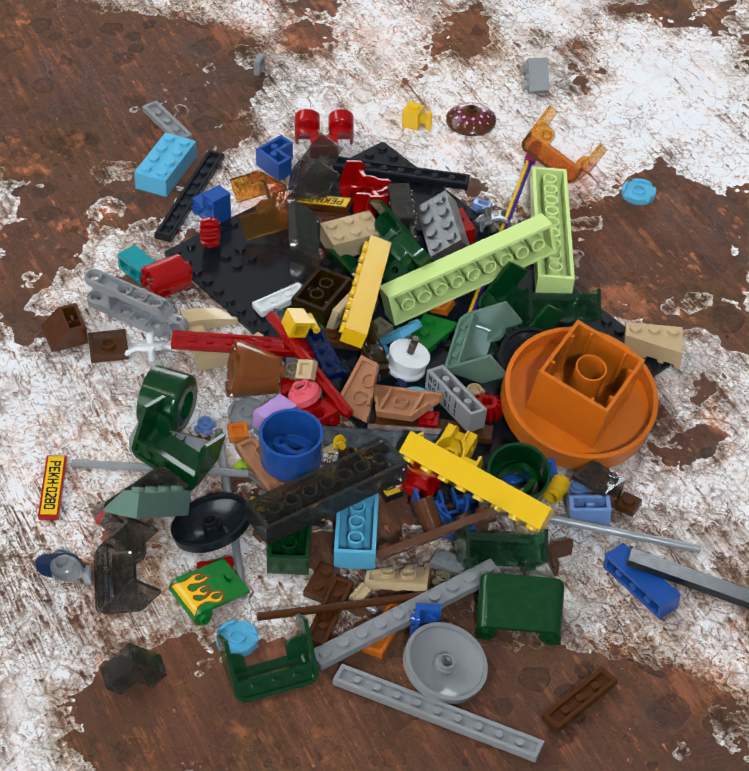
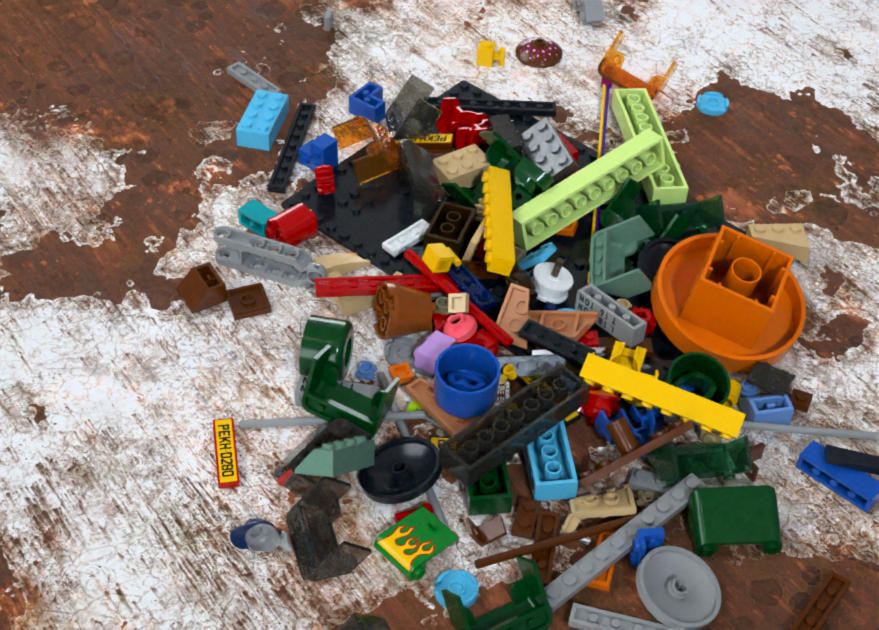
camera: 10 degrees left, 0 degrees up
(150, 346) = (292, 296): white piece -> none
(278, 590) = (487, 531): none -> reddish brown bracket
(339, 125) = (391, 69): red piece -> none
(390, 417) = (555, 342): none -> black tile
(433, 331) = (568, 250): green wing -> none
(479, 203) = (574, 130): medium blue plate -> none
(488, 219) = (588, 140): flat silver piece -> none

